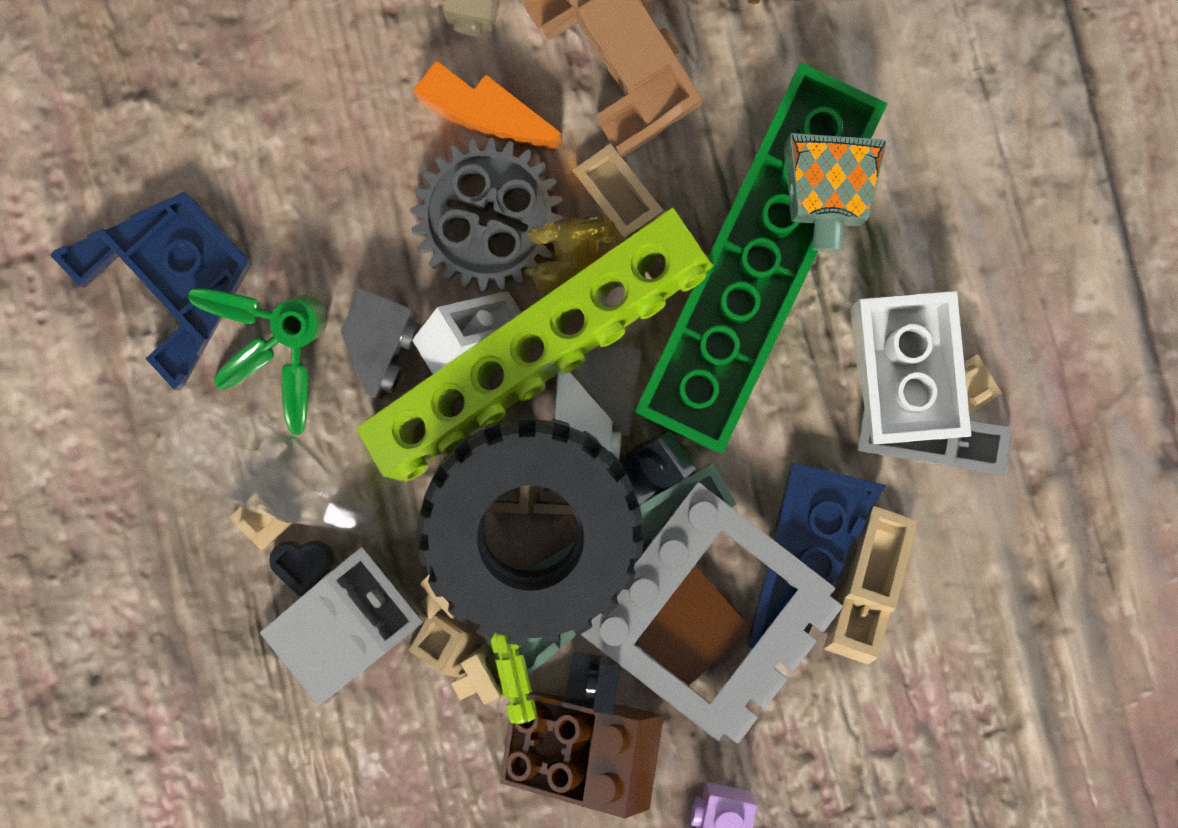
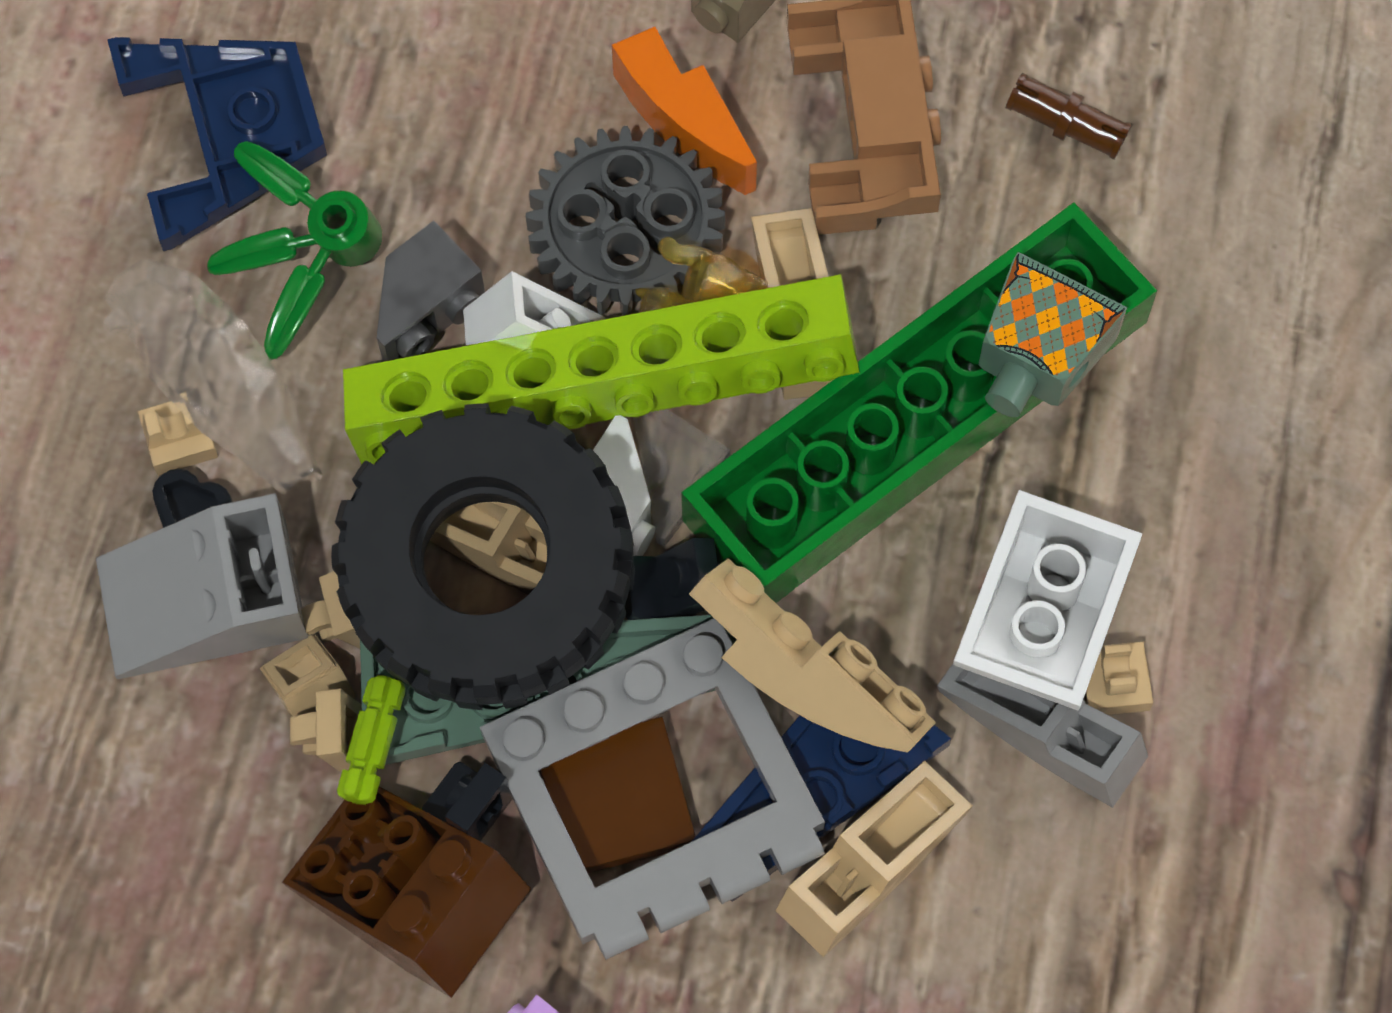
camera: 25 degrees right, 20 degrees down
(790, 499) = (826, 683): none -> tan slope

